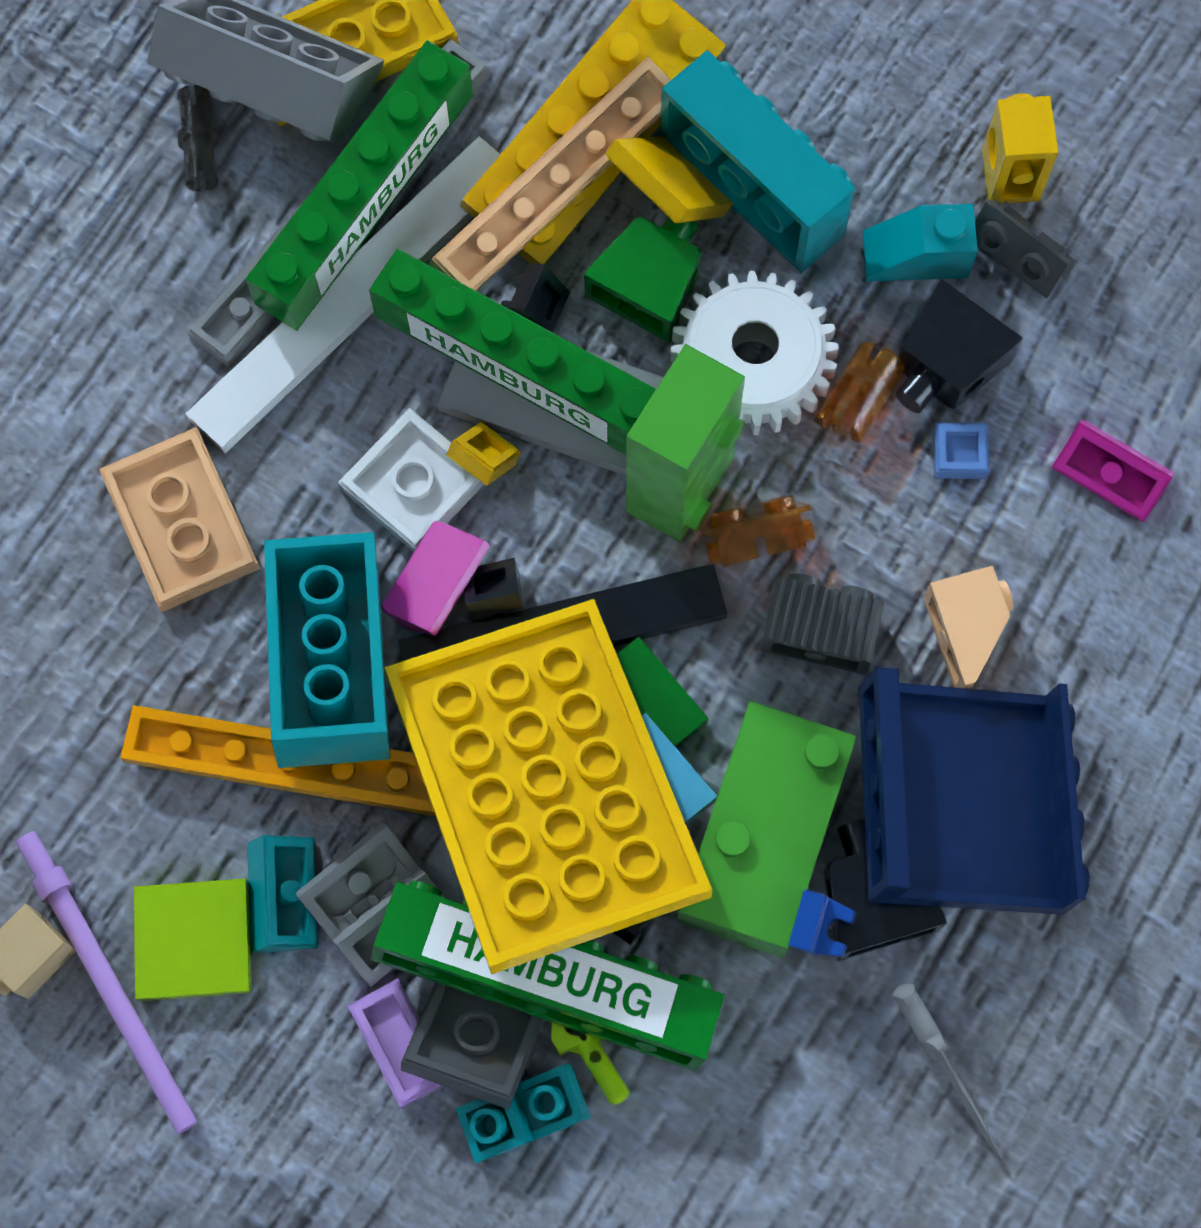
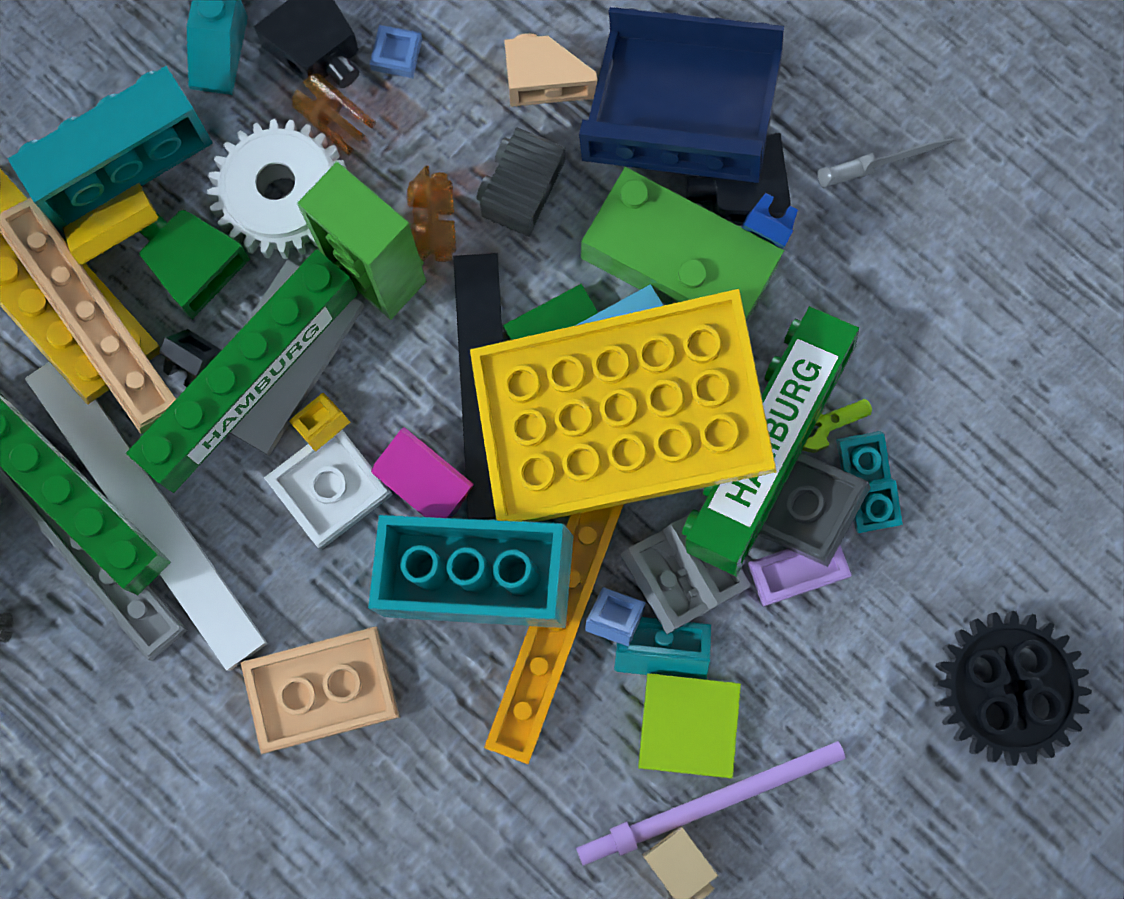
camera: 80 degrees left, 5 degrees up
(306, 828) = (615, 616): none -> medium blue tile
(494, 590) = (442, 430): black plate -> none

